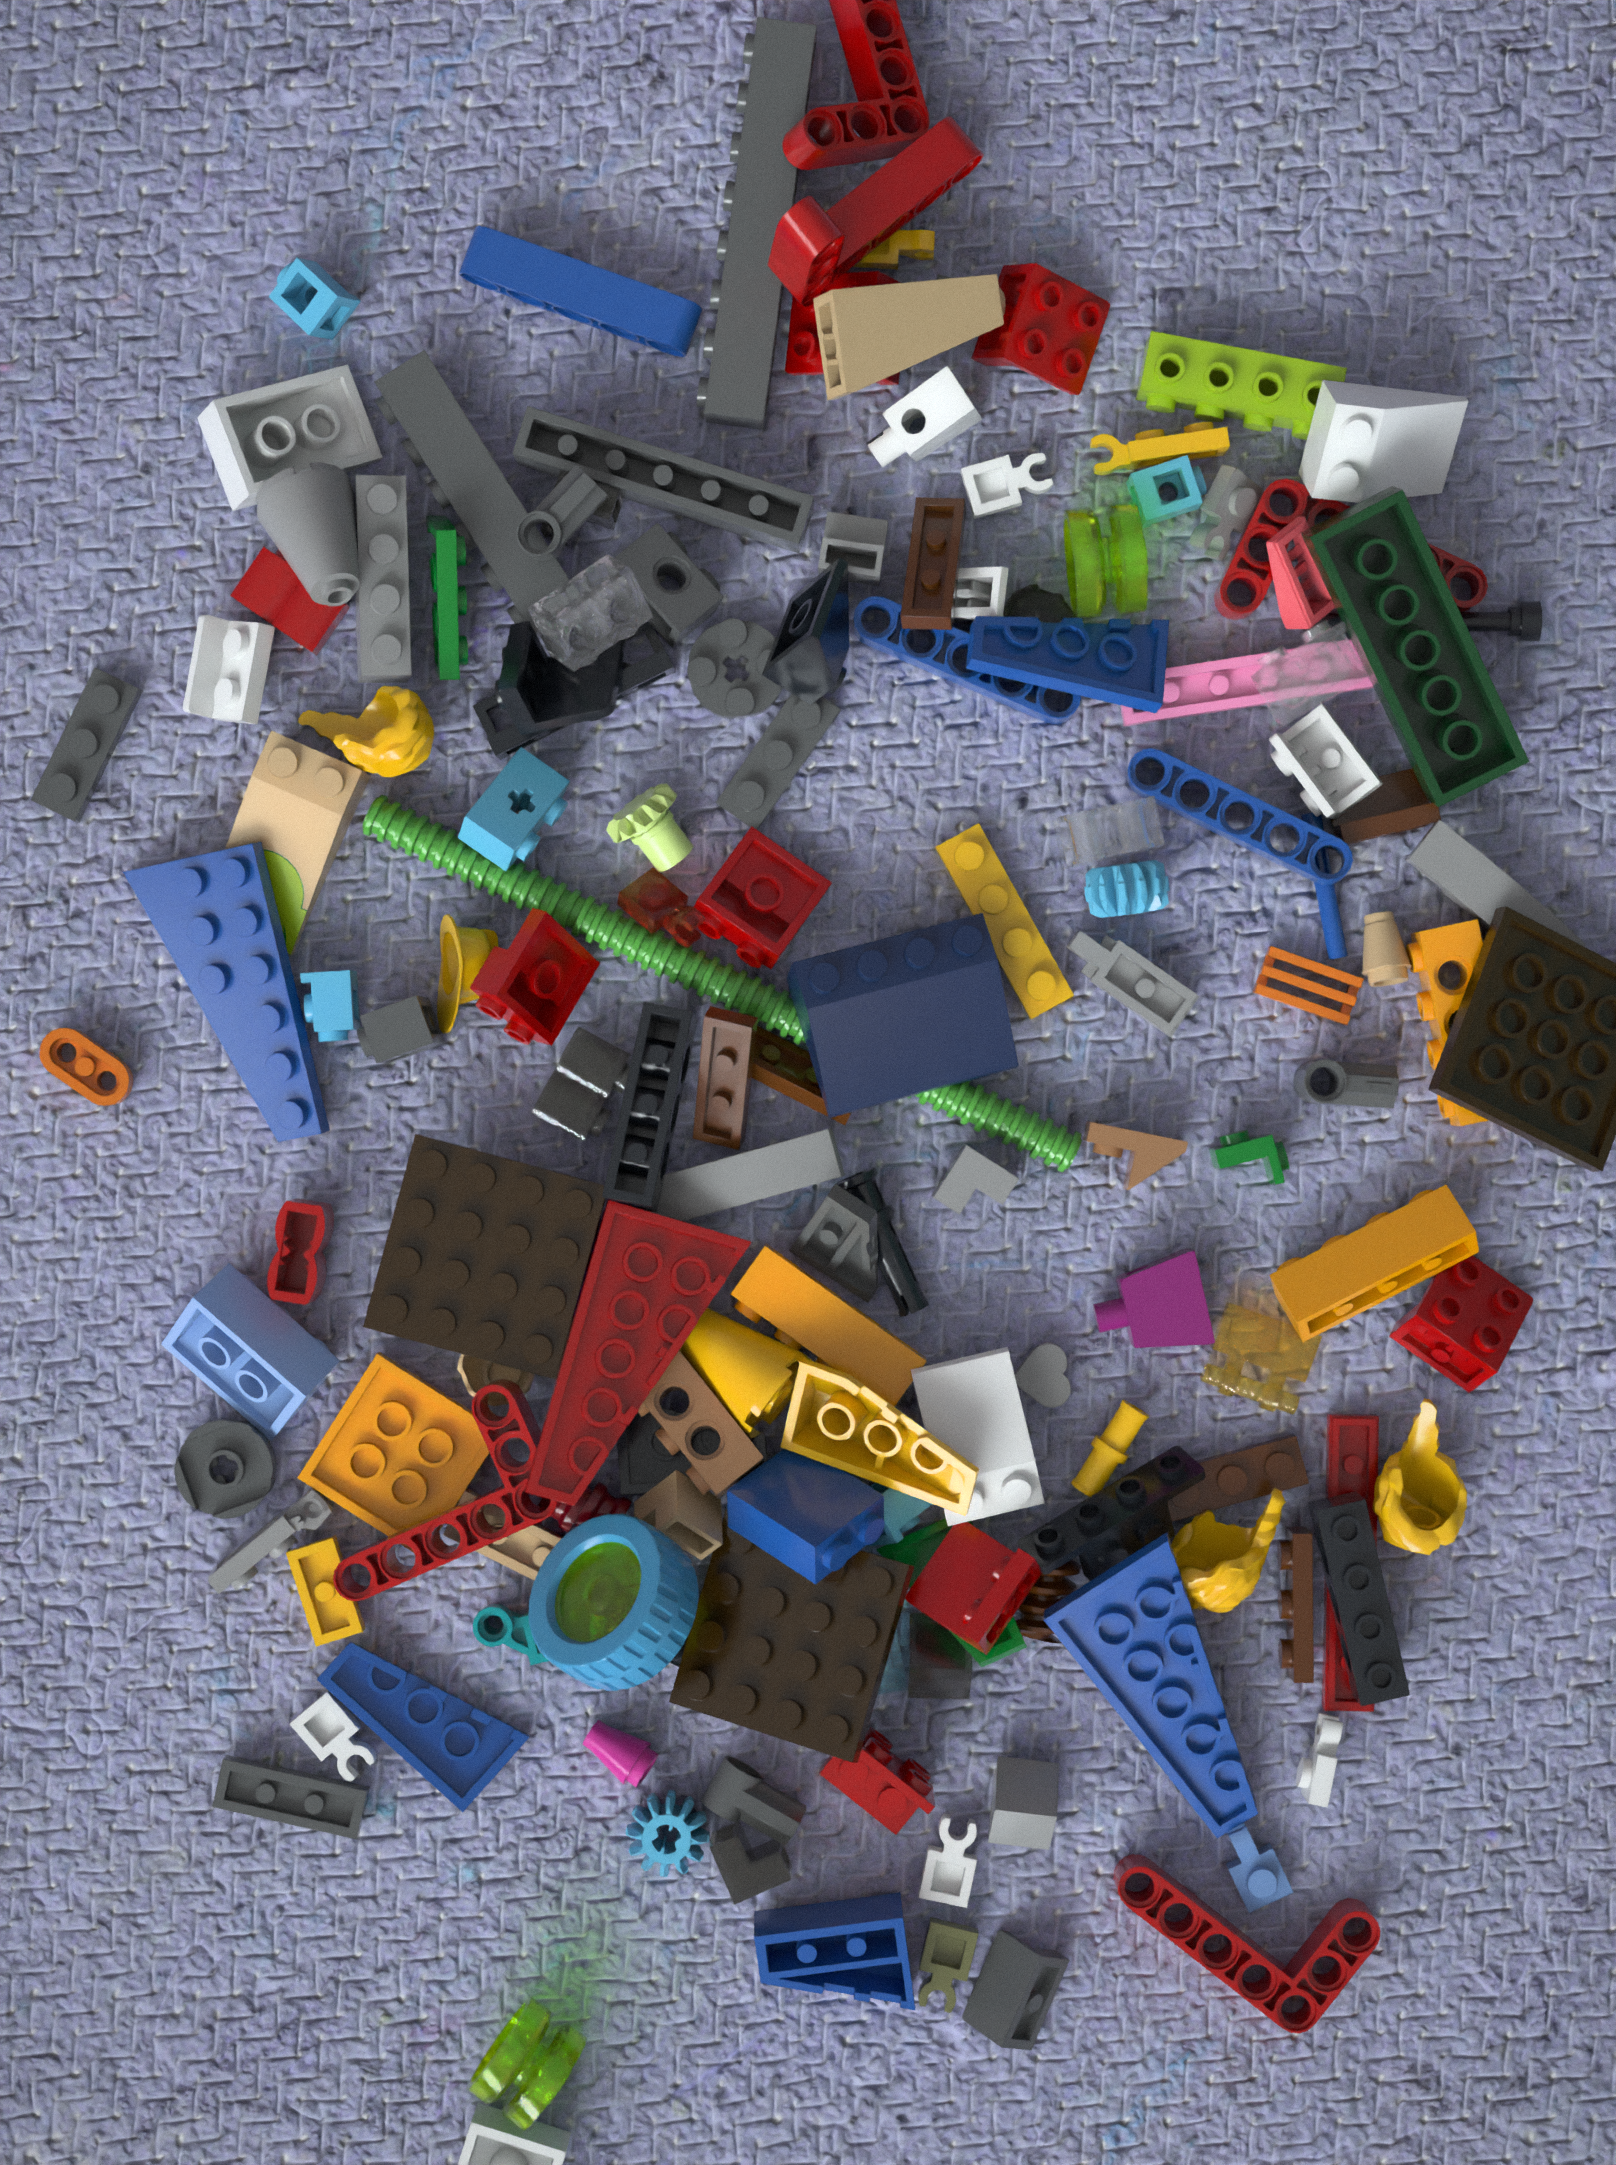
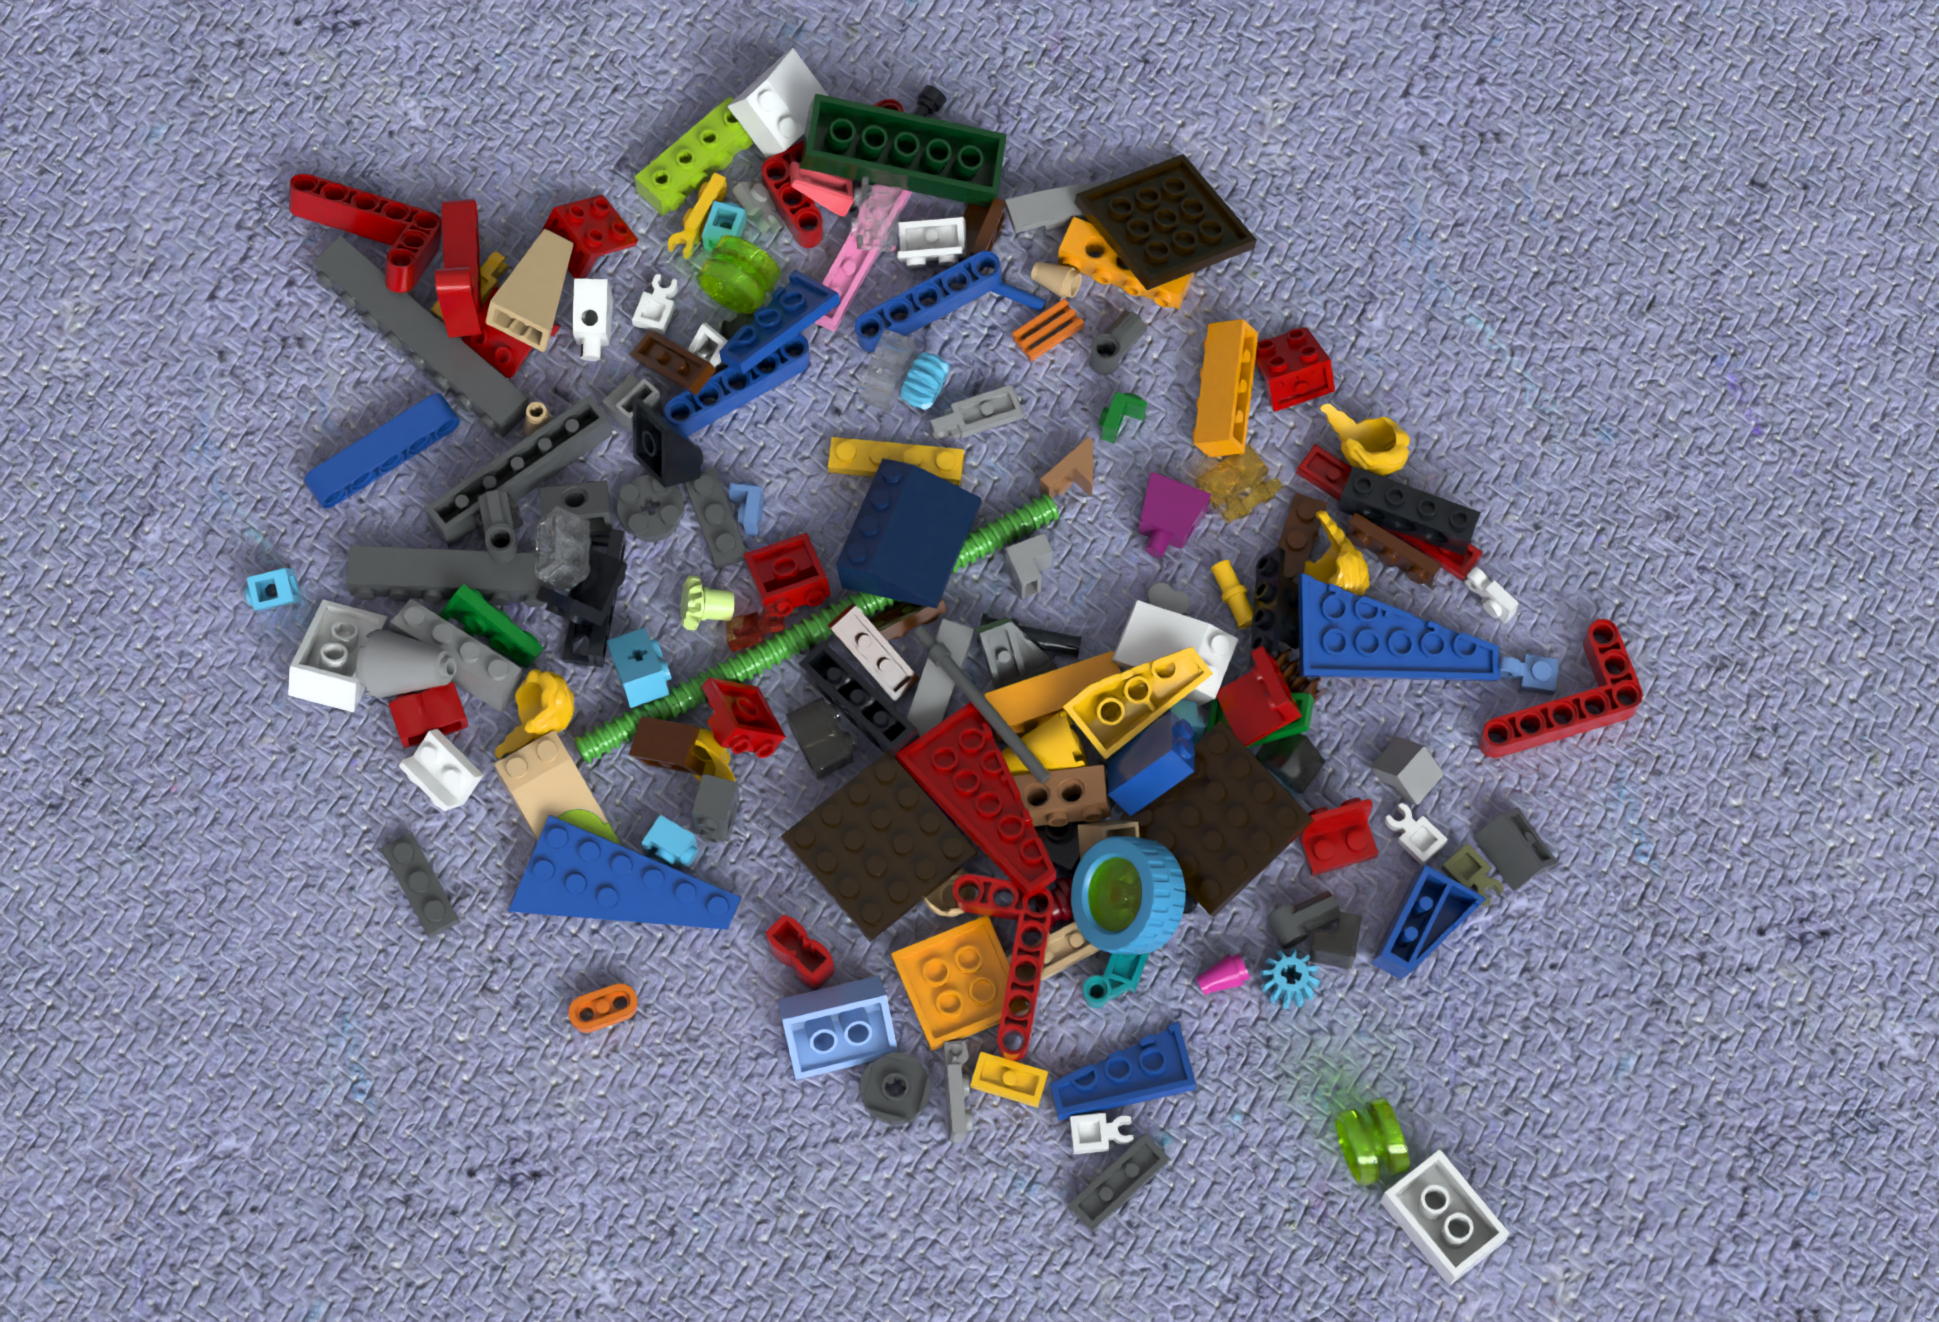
camera: 55 degrees left, 20 degrees down
(436, 917) = (666, 745): none -> reddish brown panel
(755, 465) = (536, 417): none -> tan cone
(773, 1163) = (941, 656): none -> dark grey bar
(812, 796) = (751, 505): none -> medium blue bracket

